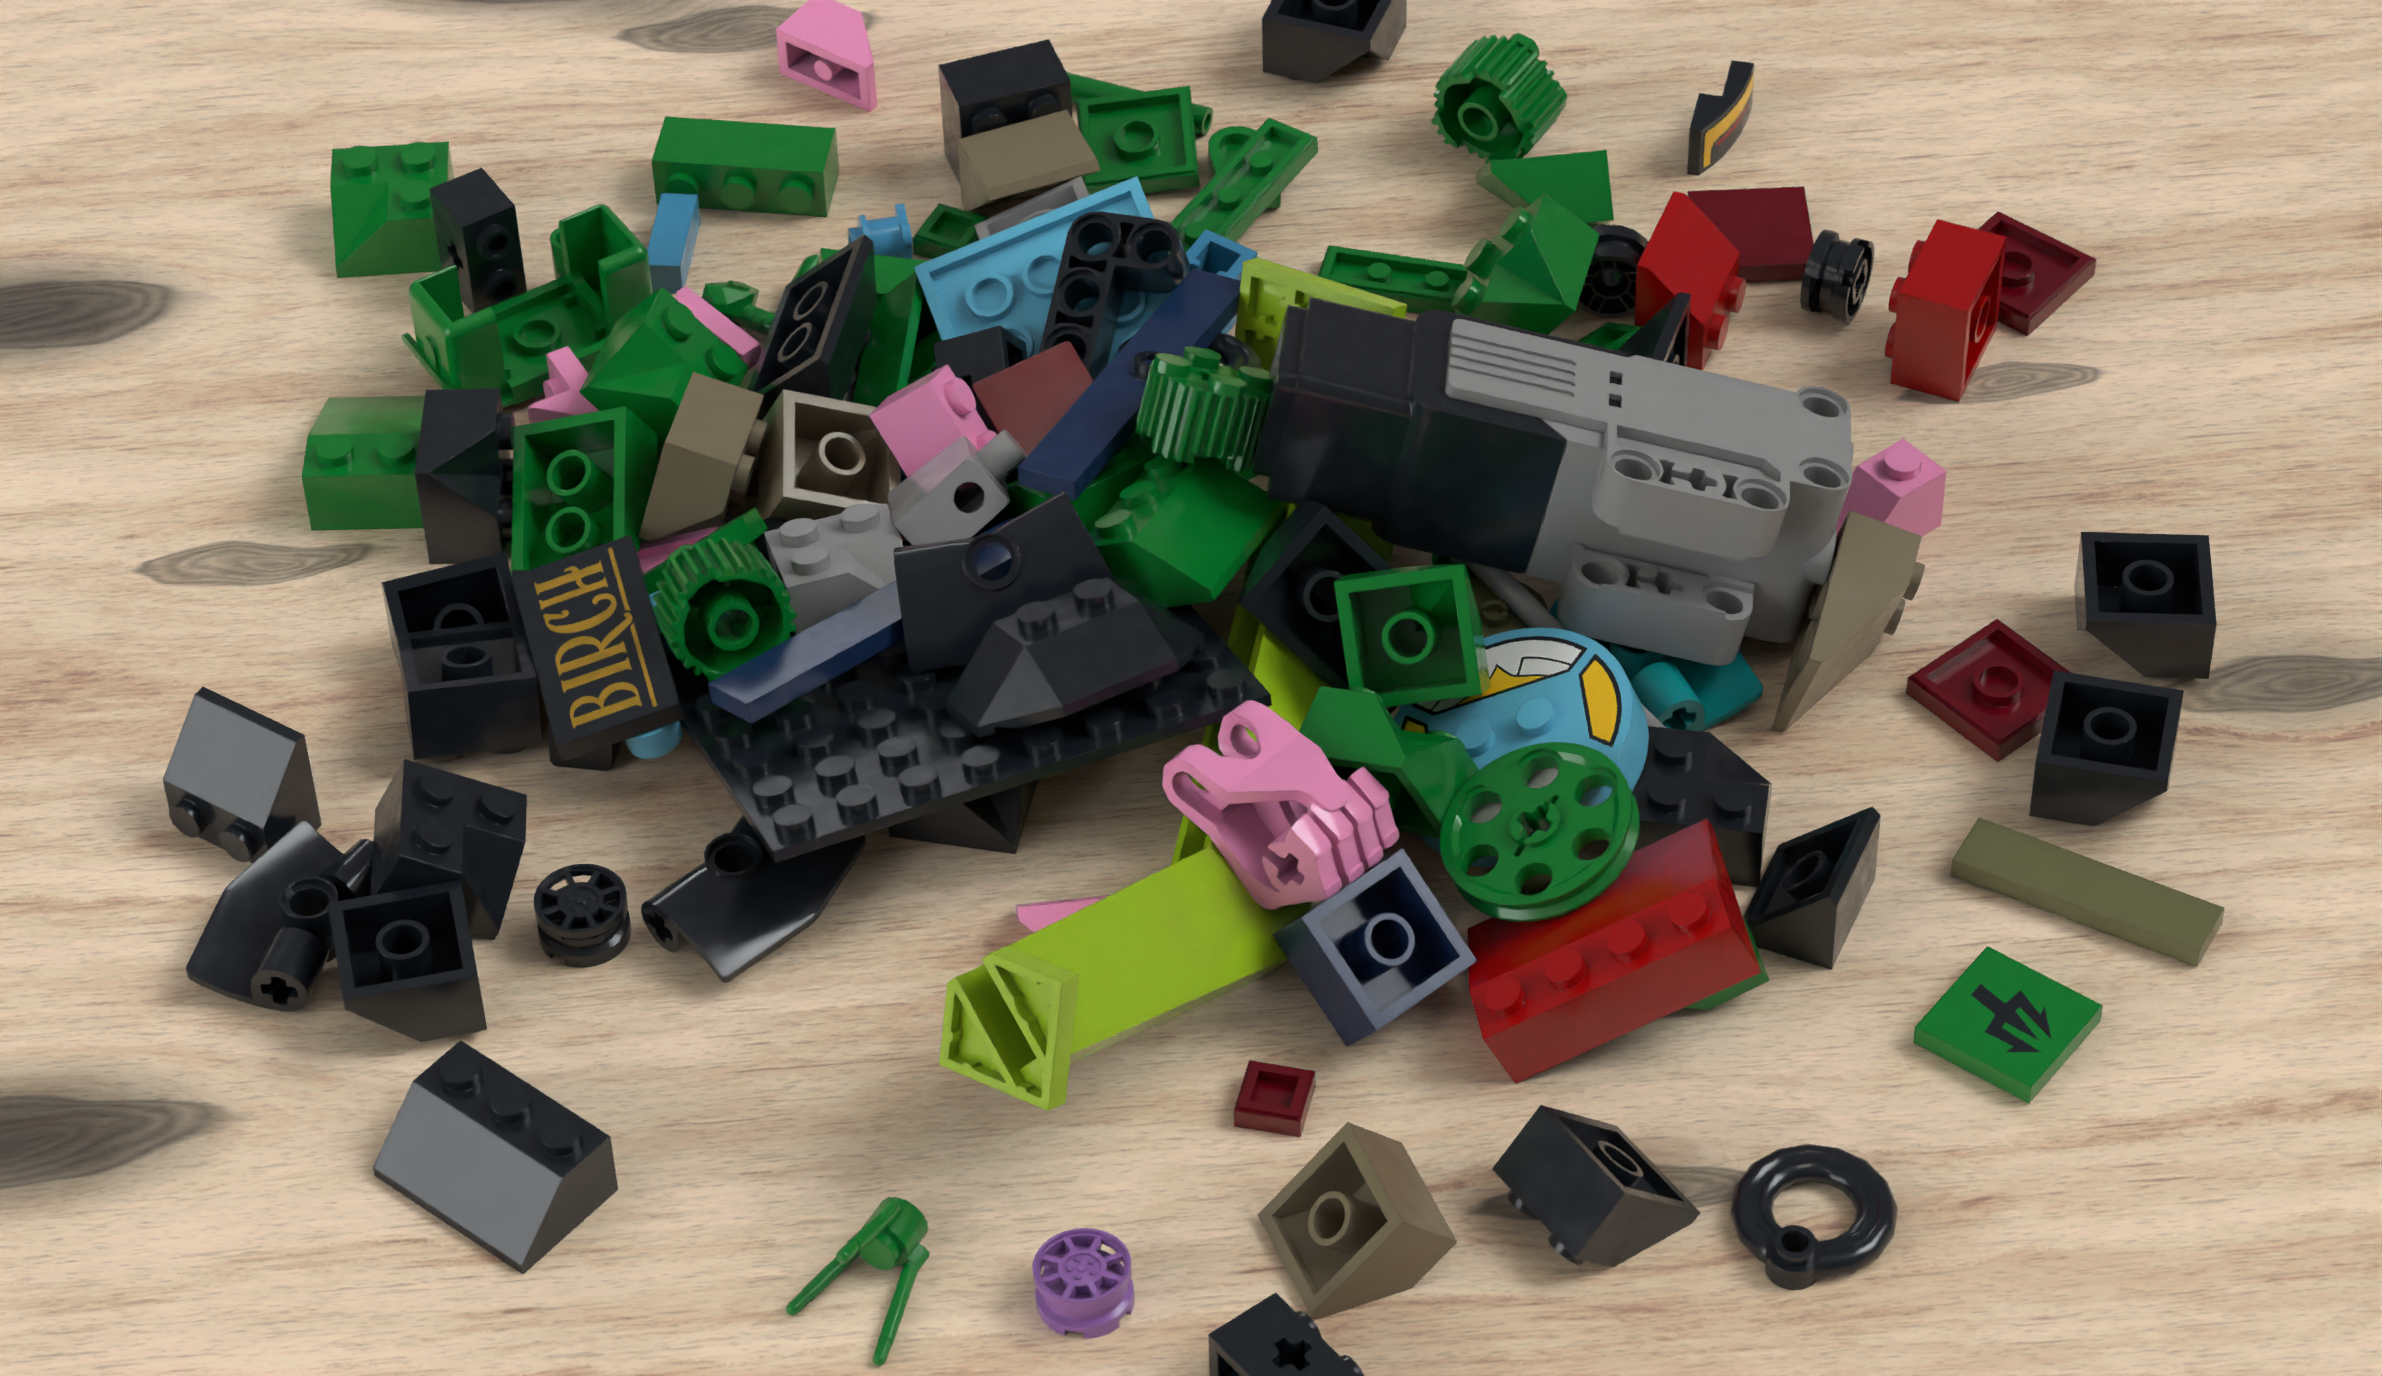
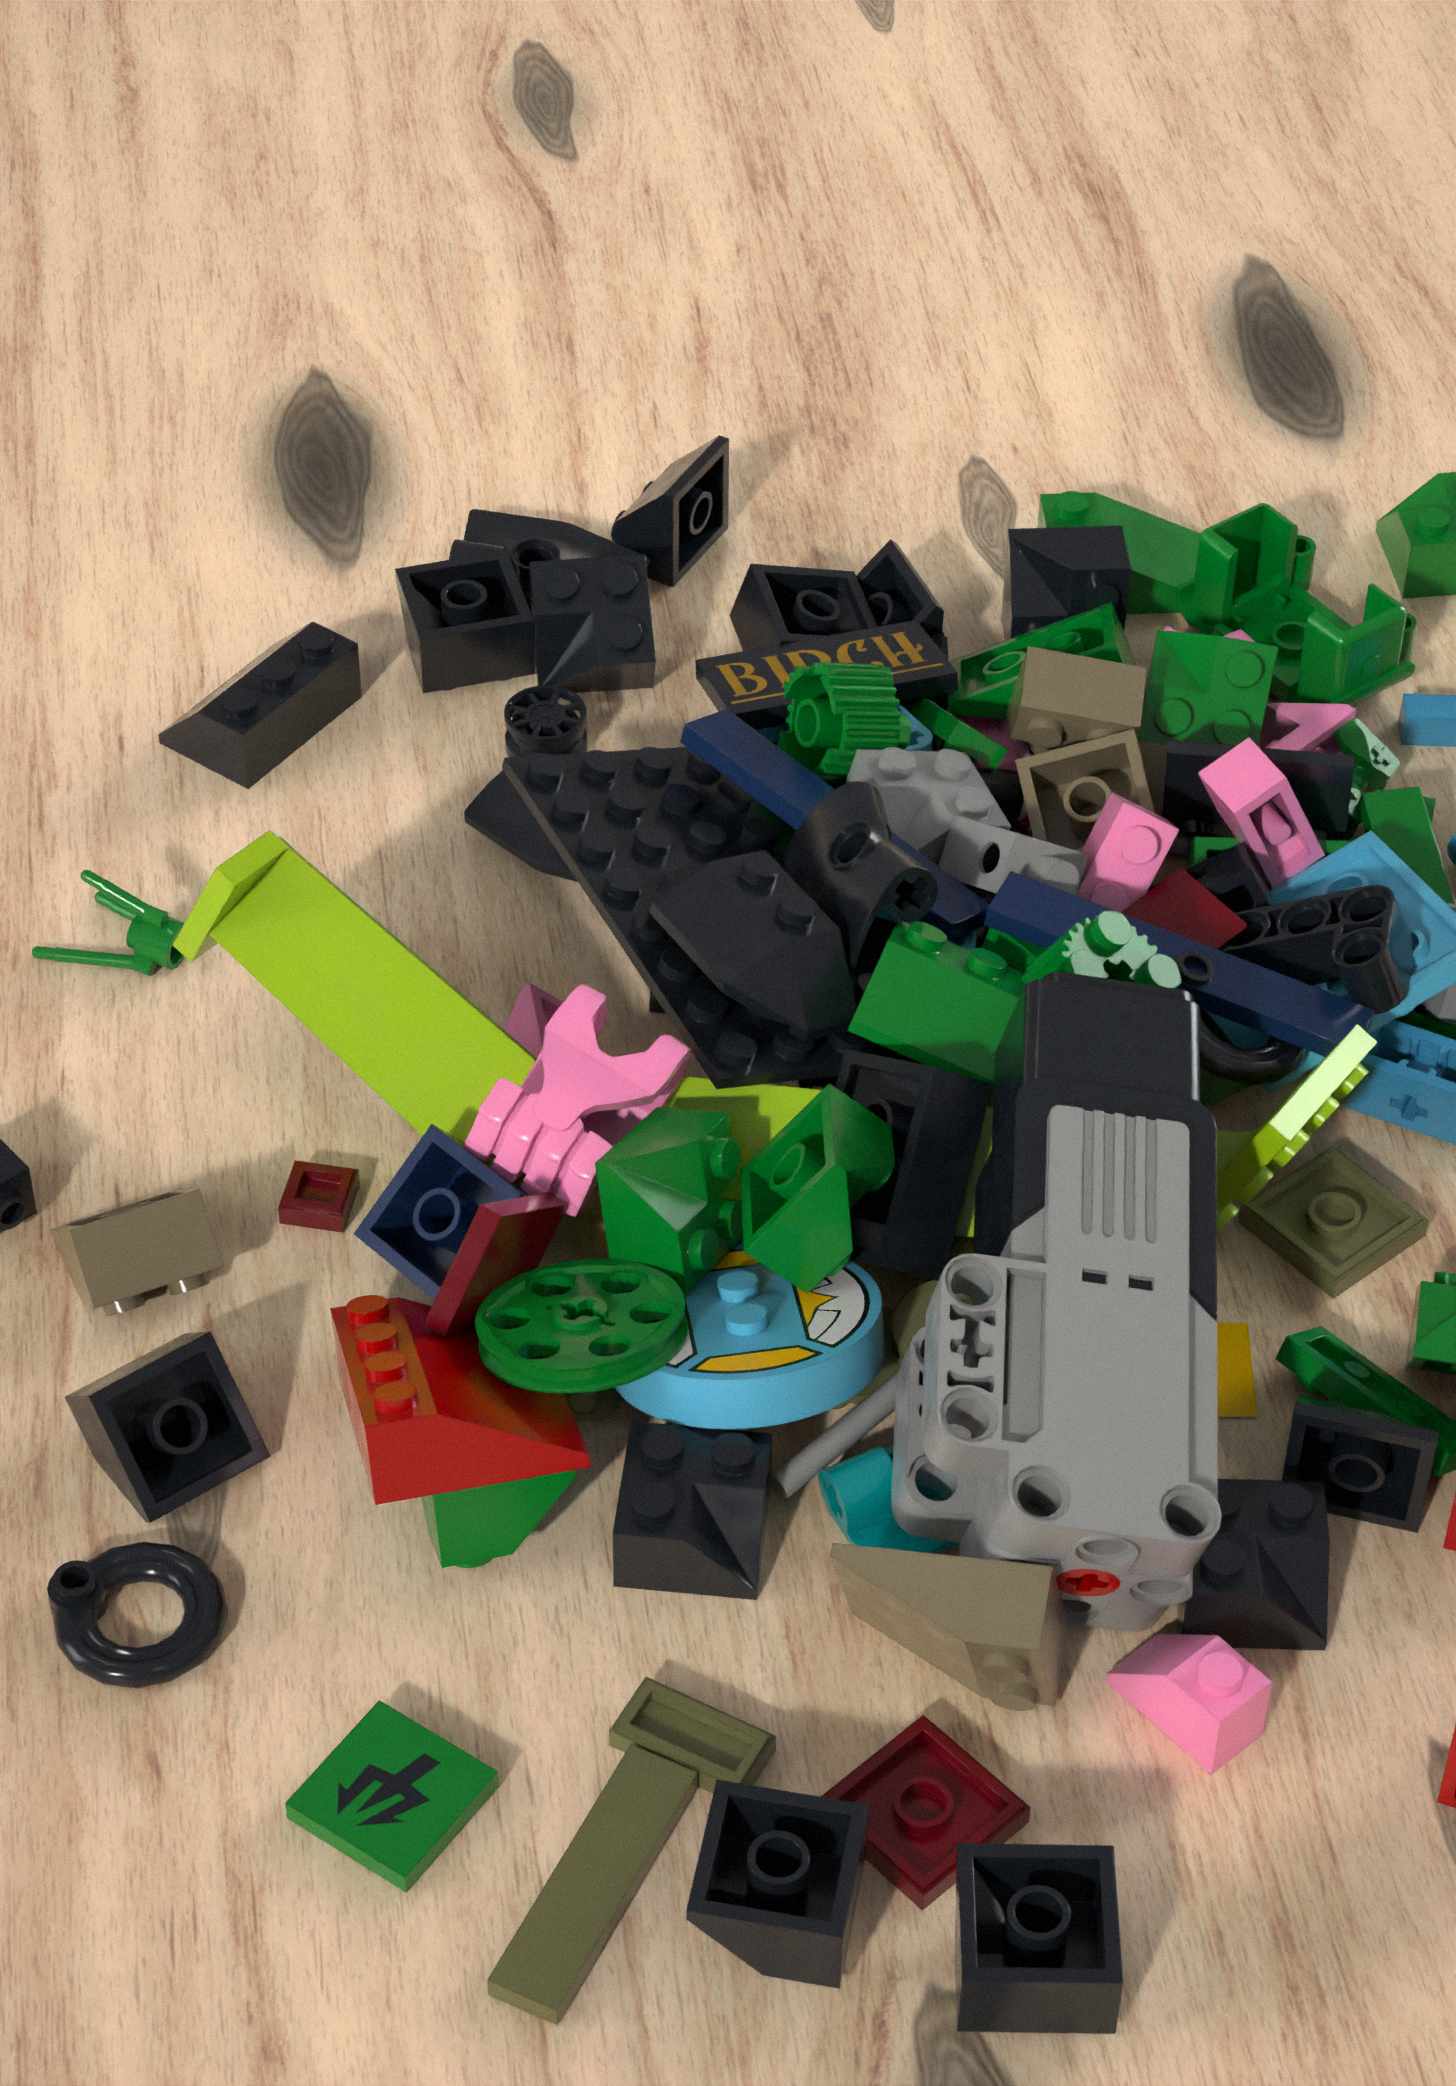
camera: 85 degrees right, 0 degrees up
(481, 237) = (1398, 556): black brick -> none
(903, 315) = (1262, 812): none -> bright pink slope
(1082, 1284) = (94, 1070): medium lavender wheel -> none
(1471, 883) = (499, 1245): none -> dark red tile
(1816, 889) = (572, 1620): black slope -> none
(1933, 829) = (692, 1735): none -> olive tile

